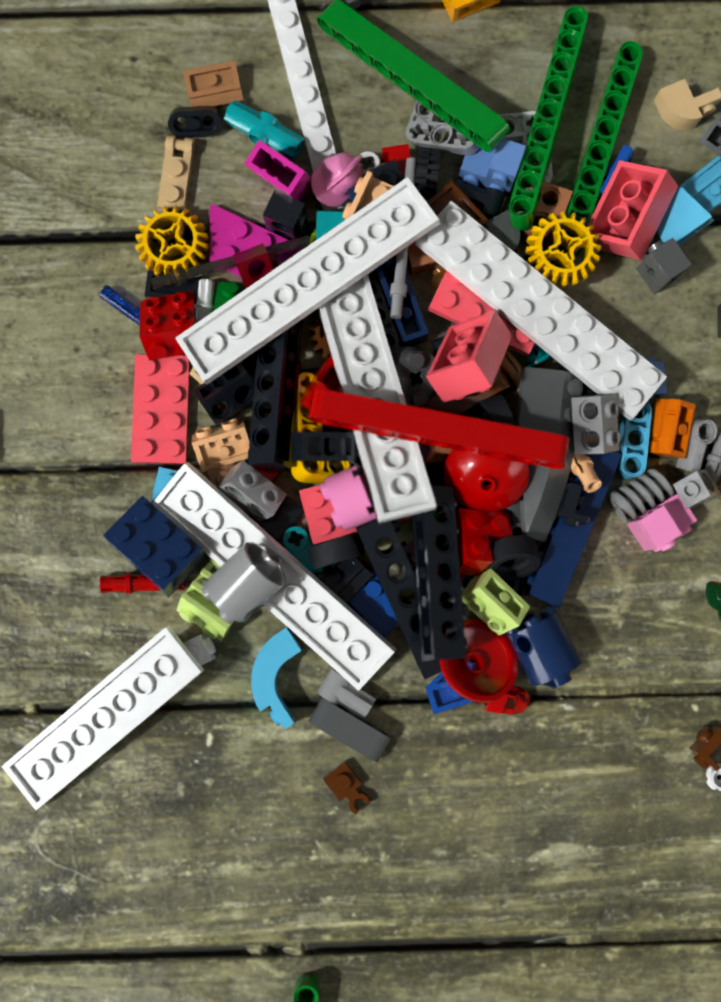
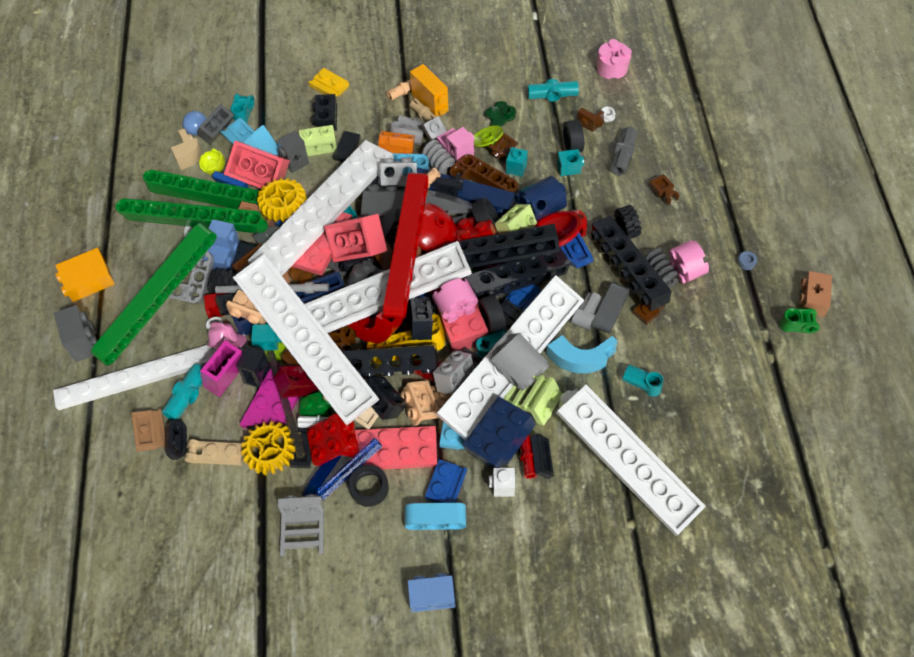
camera: 90 degrees left, 25 degrees down
(58, 455) = (435, 516): none -> medium azure beam
(80, 289) = (301, 511): none -> light grey plate
(89, 362) = (368, 501): none -> black tyre
(92, 546) = (503, 482): none -> white brick
(105, 472) = (446, 483): none -> blue plate
(127, 602) = (542, 456): none -> black tile
(129, 346) = (346, 471): none -> clear blue axle
(229, 755) = (642, 380): none -> teal piece
(409, 813) = (661, 266): none -> dark grey piece
(413, 858) = (688, 261): none -> bright pink brick
(420, 950) = (747, 260): none -> sand blue tile
(488, 746) = (630, 263): none -> black brick
(492, 776) = (628, 220): none -> black tyre
(564, 843) = (663, 187): none -> reddish brown plate
(595, 565) = (483, 173): none -> reddish brown beam
(612, 693) = (570, 162): none -> teal brick
(626, 617) = (516, 162): none -> teal brick
(640, 794) = (624, 151): none -> dark grey piece
(657, 144) = (212, 161): none -> neon yellow hair
(659, 598) = (503, 146): none -> reddish brown bracket
(667, 714) = (573, 135): none -> black tyre
(679, 352) = (346, 146): none -> black tile
(682, 574) = (487, 136): none -> lime dish
(692, 306) = (319, 140): none -> yellowish green brick

